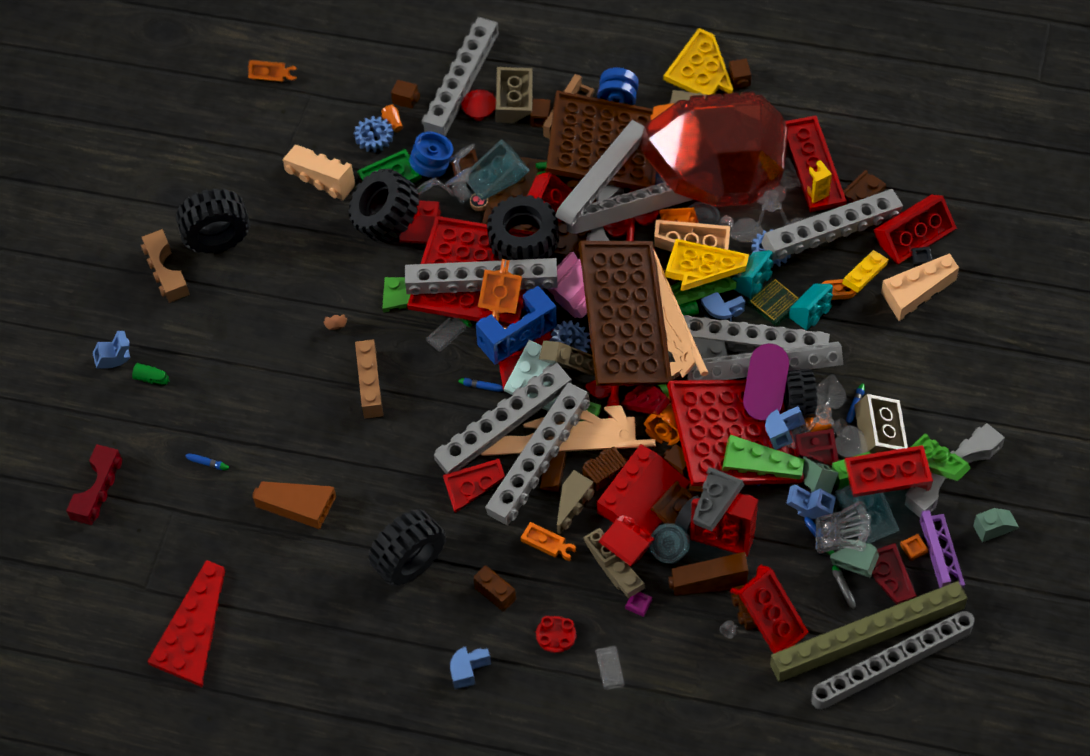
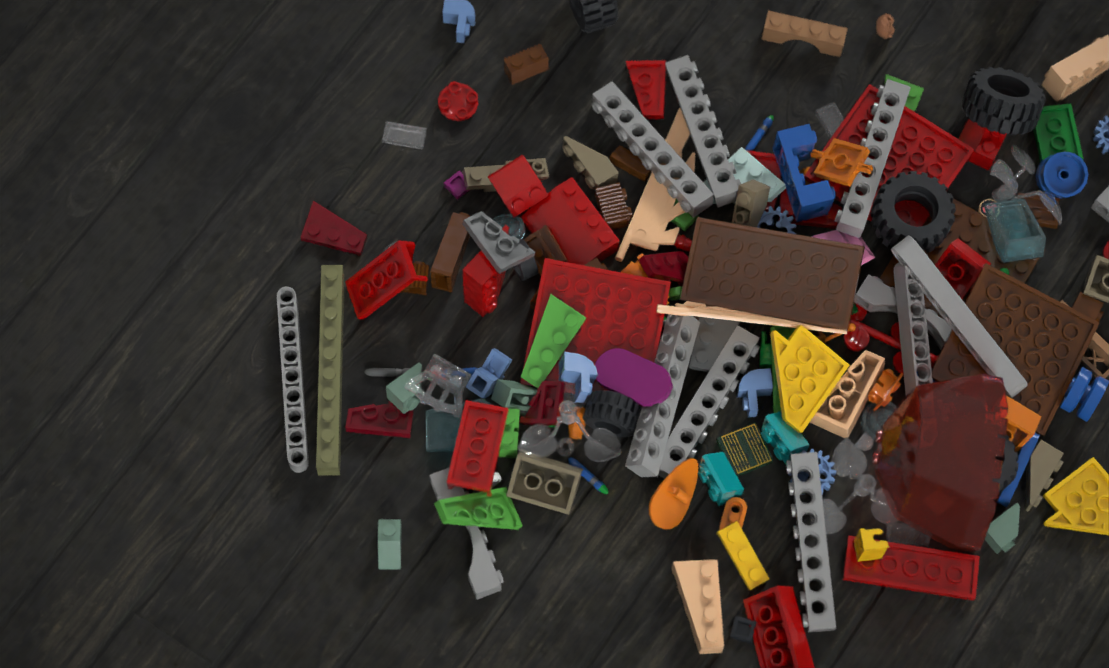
camera: 105 degrees right, 10 degrees up
(546, 541) = (556, 127): orange plate -> none
(735, 690) = (332, 231): none -> dark red wing
(740, 73) = (1067, 542): reddish brown brick -> none
(842, 330) = (674, 495): none -> orange shield
(863, 187) = (855, 608): reddish brown plate -> none
(914, 547) = (402, 457): orange tile -> none
(936, 552) = (385, 470): medium lavender fence -> none

